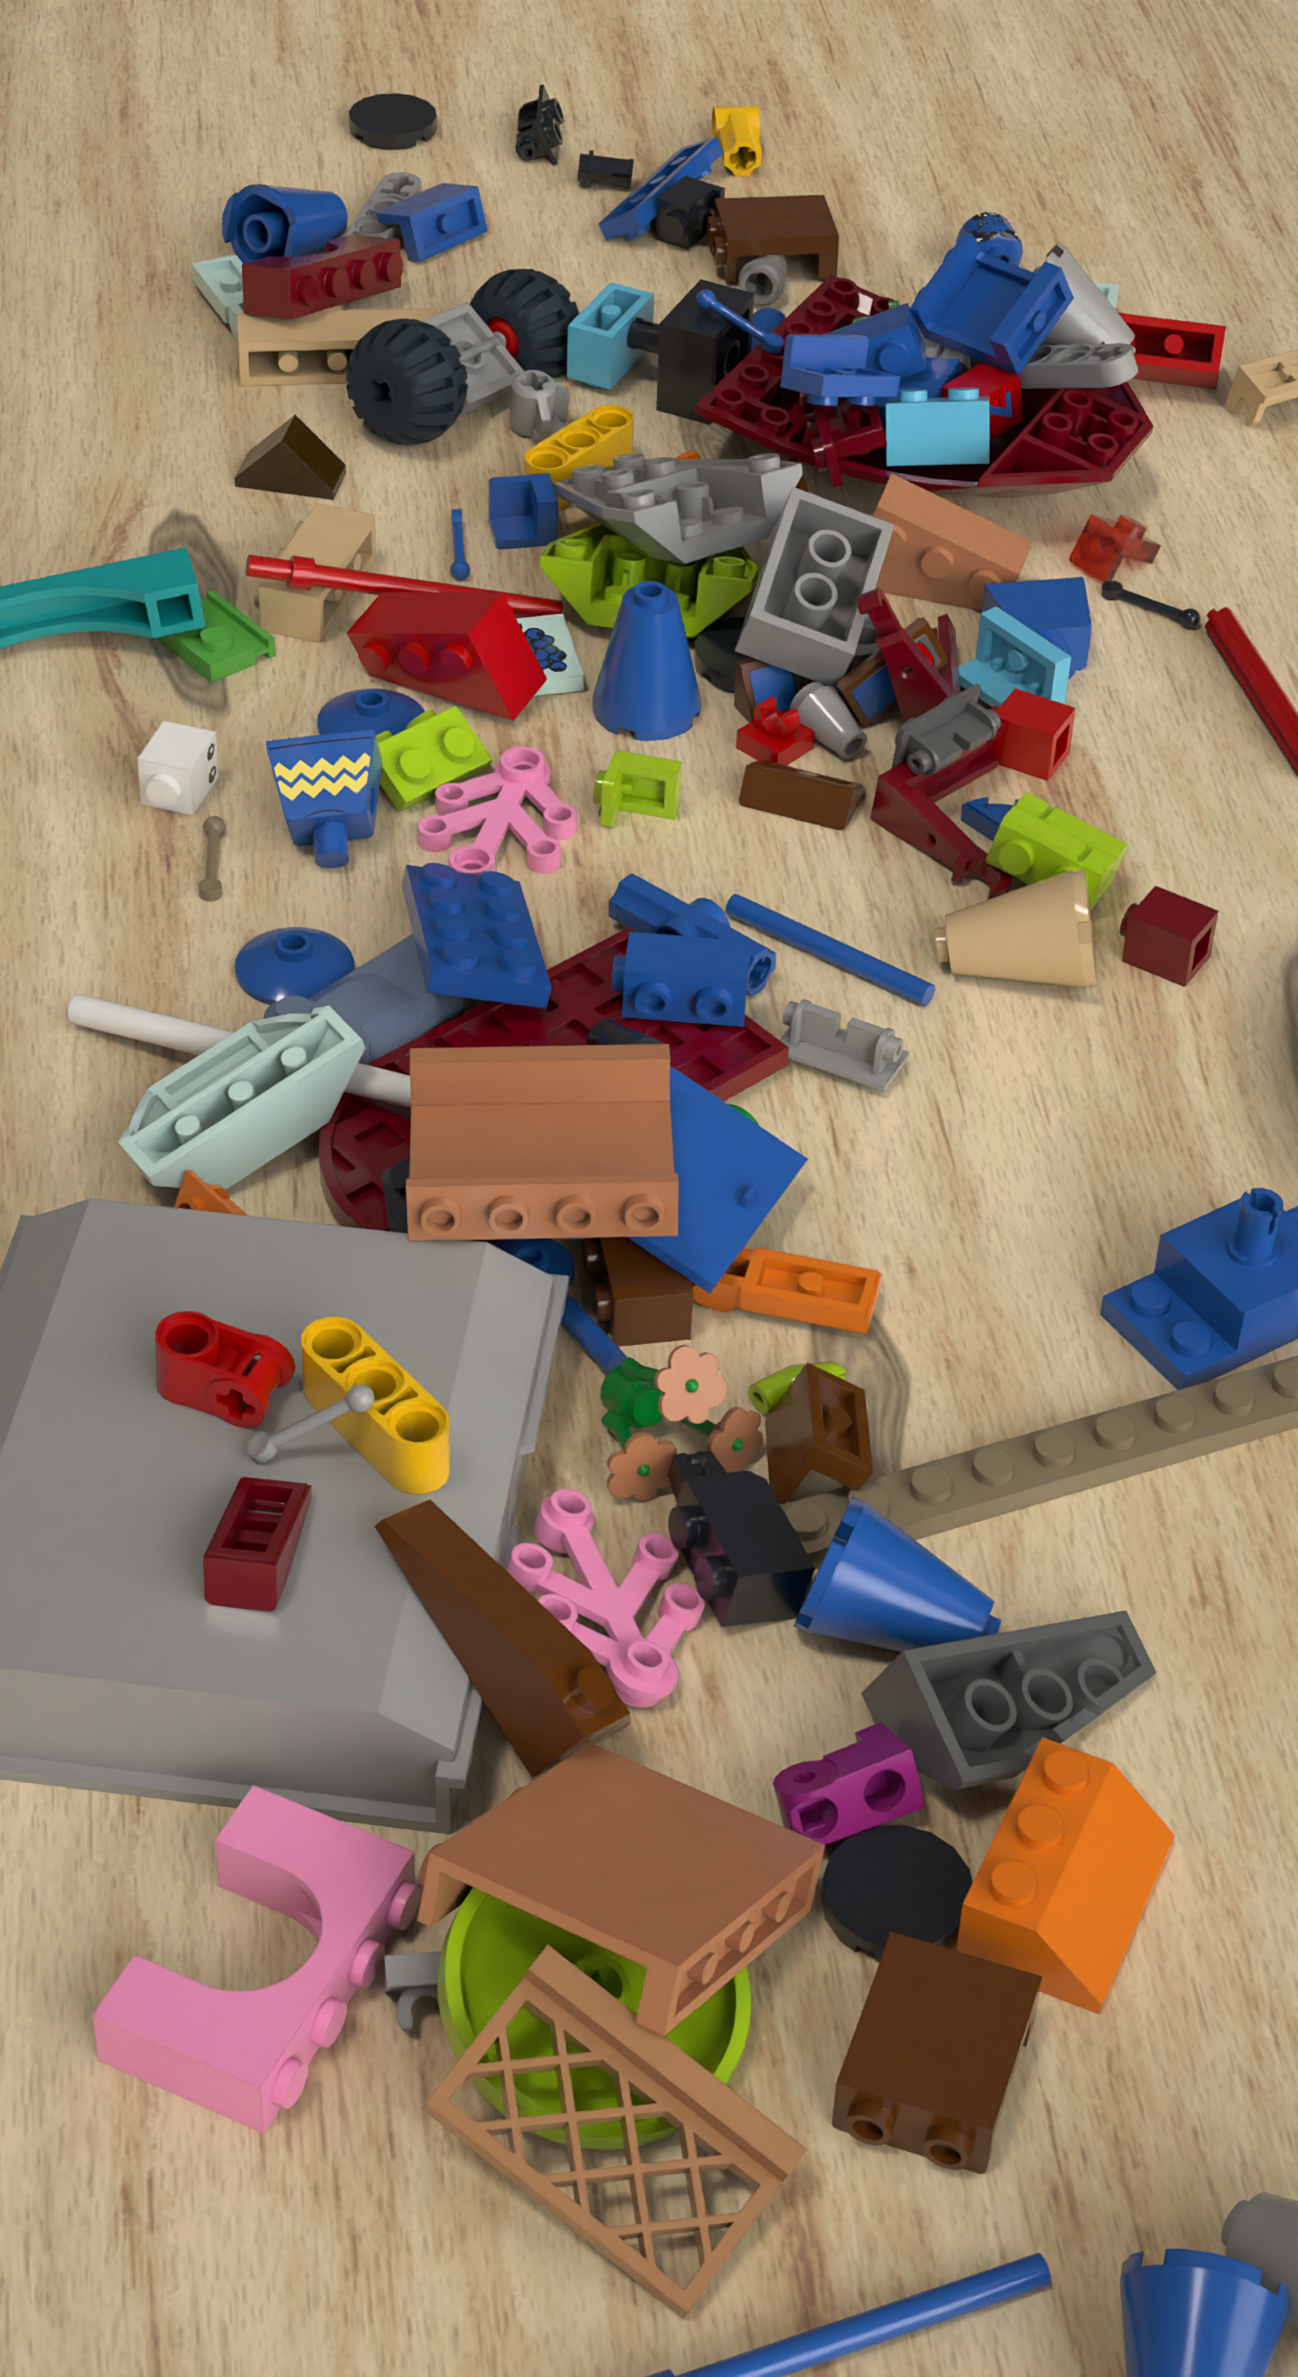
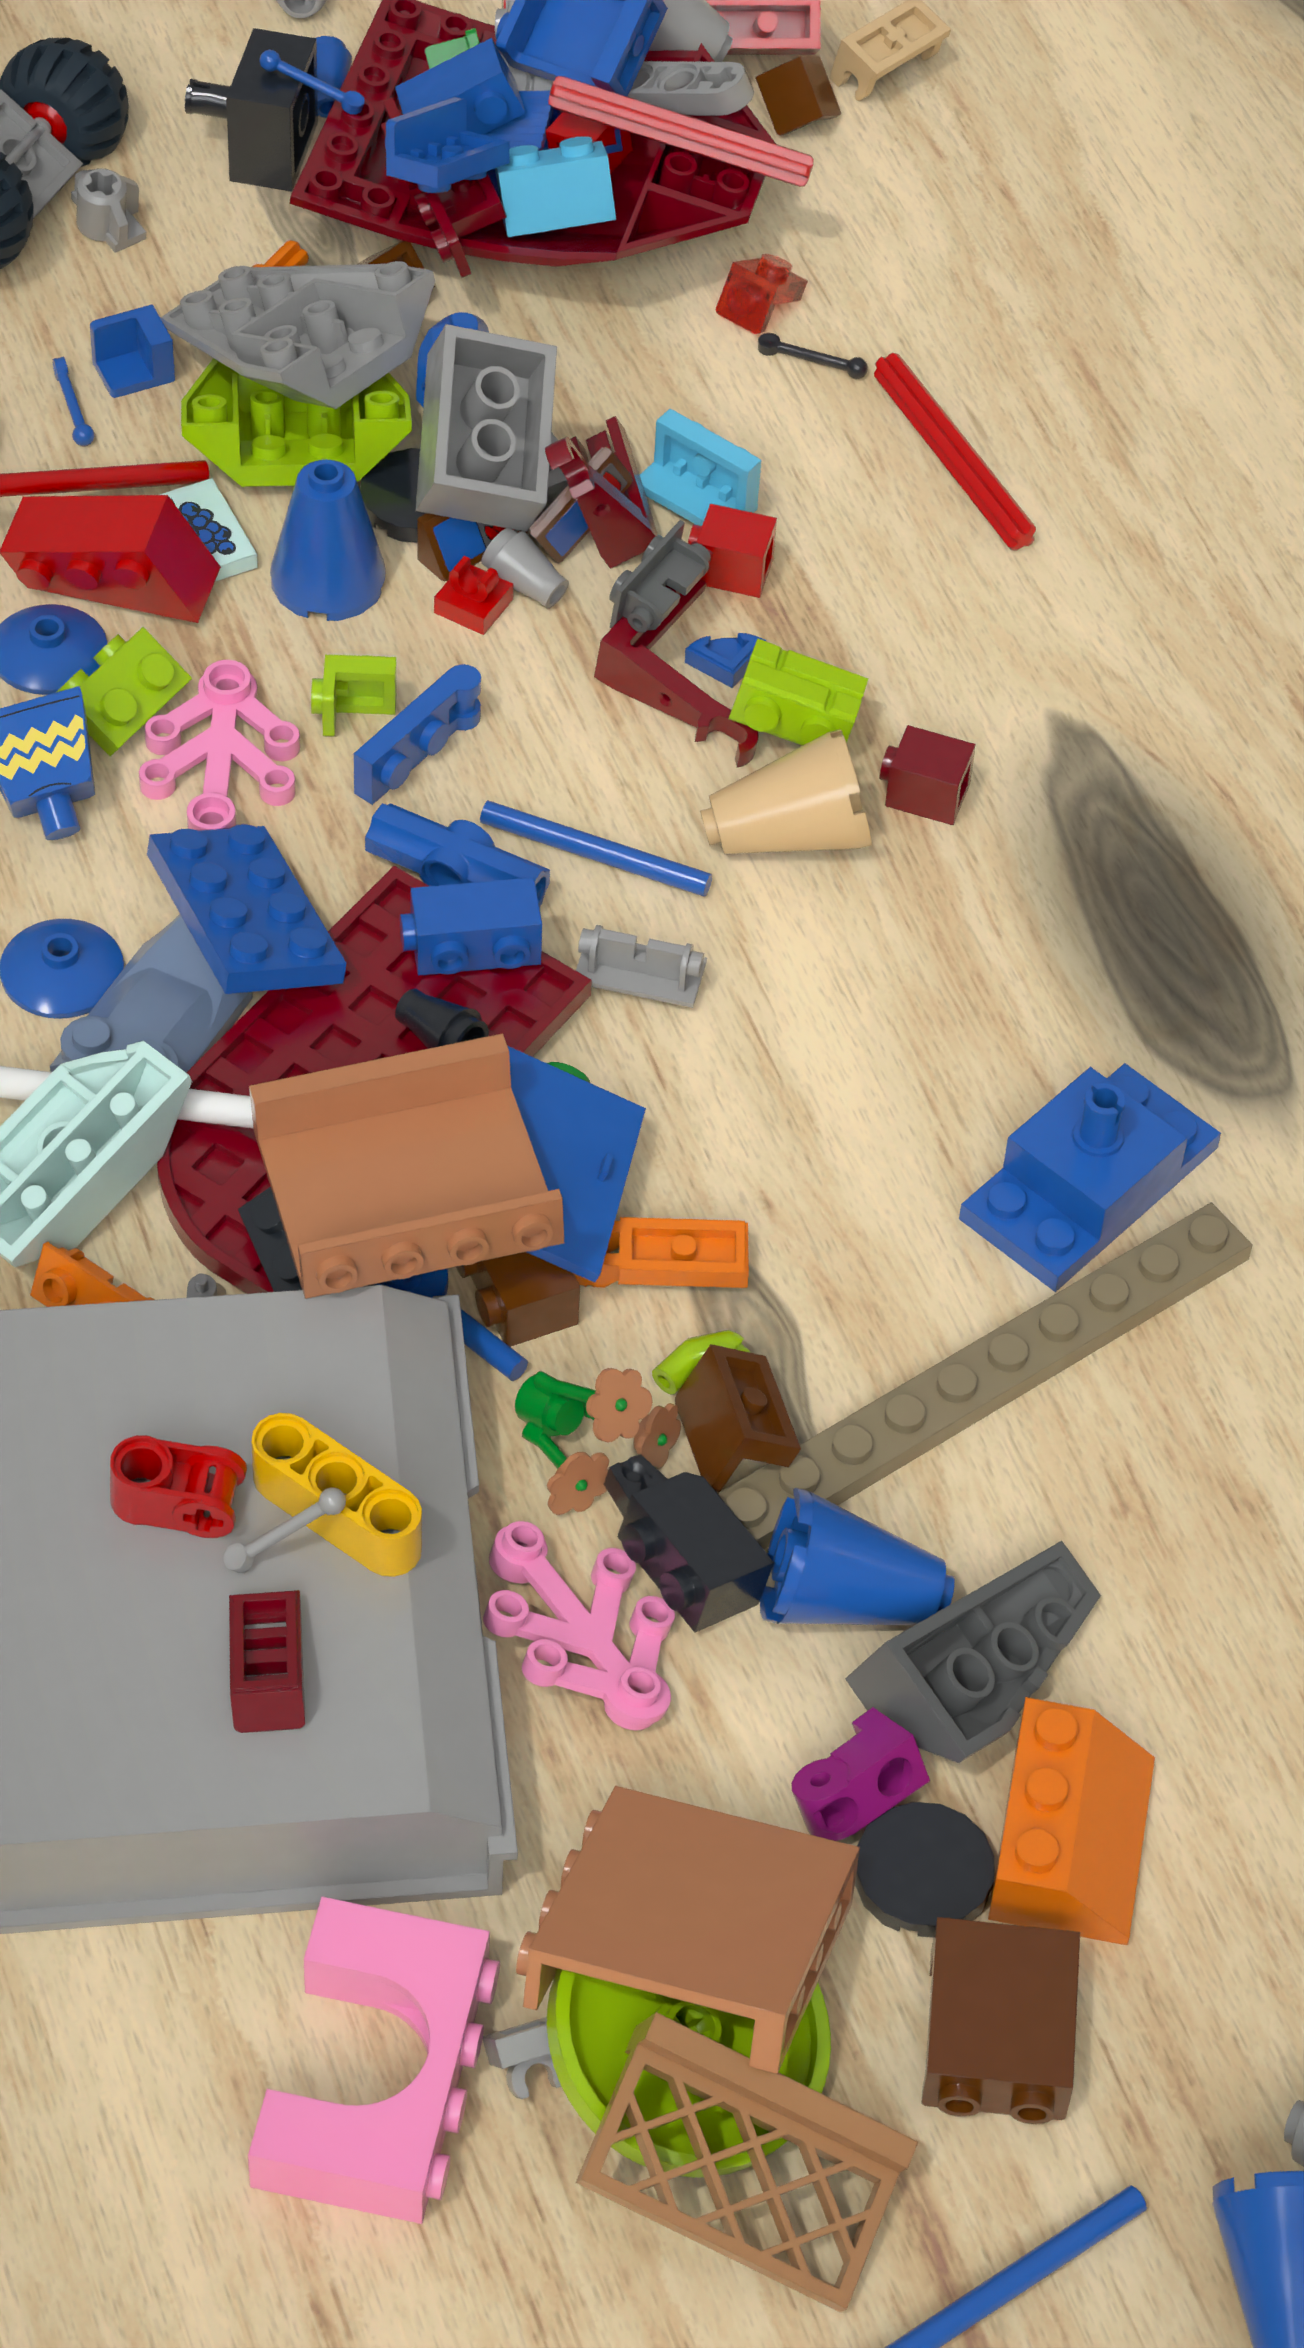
camera: 15 degrees left, 10 degrees up
(515, 1652) = (535, 1719): reddish brown wedge -> none
(586, 441) = (175, 259): yellow beam -> none
(599, 336) = (154, 101): medium azure brick -> none
(686, 828) = (417, 732): none -> blue plate
(800, 794) = (521, 660): reddish brown slope -> none
(943, 549) = (599, 331): nougat wedge -> none
(1050, 608) = (716, 393): blue torso -> none
(1064, 395) = (680, 131): none -> axle
(1190, 406) = (798, 94): none -> reddish brown panel

